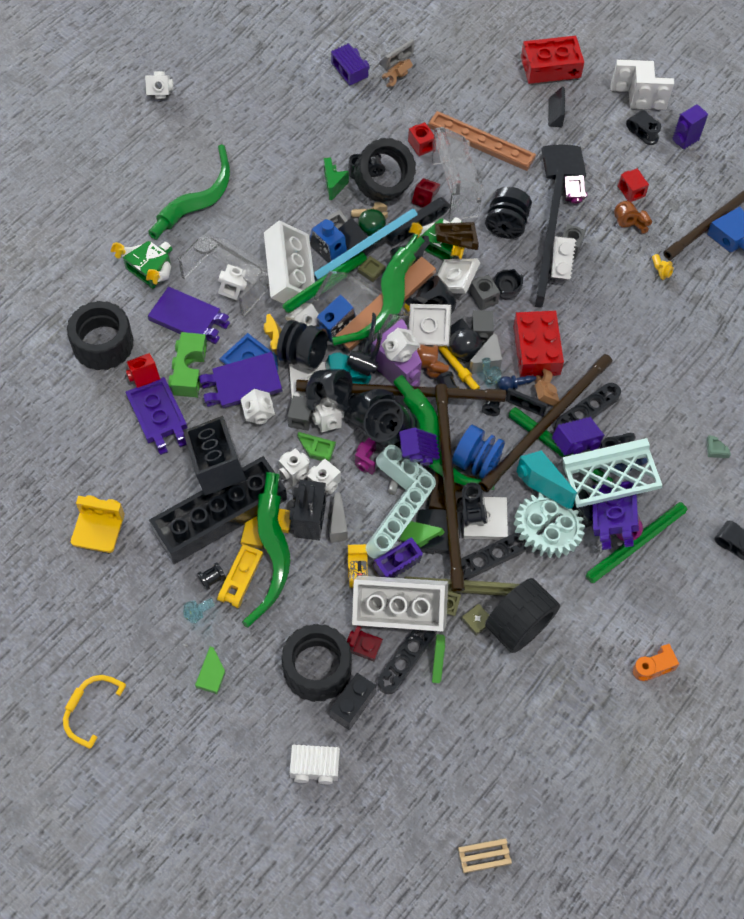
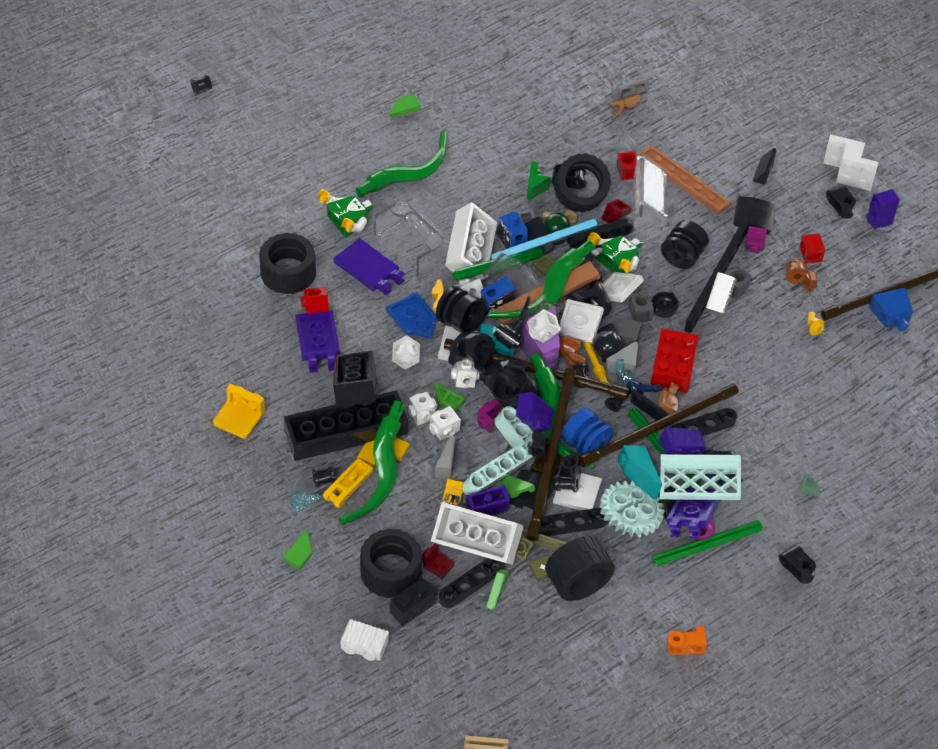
camera: 15 degrees right, 10 degrees down
(73, 701) = (180, 542): yellow piece -> none
(152, 84) = (398, 64): white brick -> none
(172, 125) = (405, 105): none -> bright green tile
(189, 349) = (361, 293): bright green arch -> none
(231, 282) = (415, 246): white brick -> none
(240, 378) = (396, 325): dark purple tile -> none
(299, 414) = (440, 368): dark grey brick -> none
(308, 509) = (423, 443): black brick -> none
(349, 64) = (583, 87): dark purple brick -> none
(433, 479) = (538, 444): none -> black bush
(457, 234) = (629, 250): dark brown wing -> none
(552, 59) = (774, 122): red piece -> none

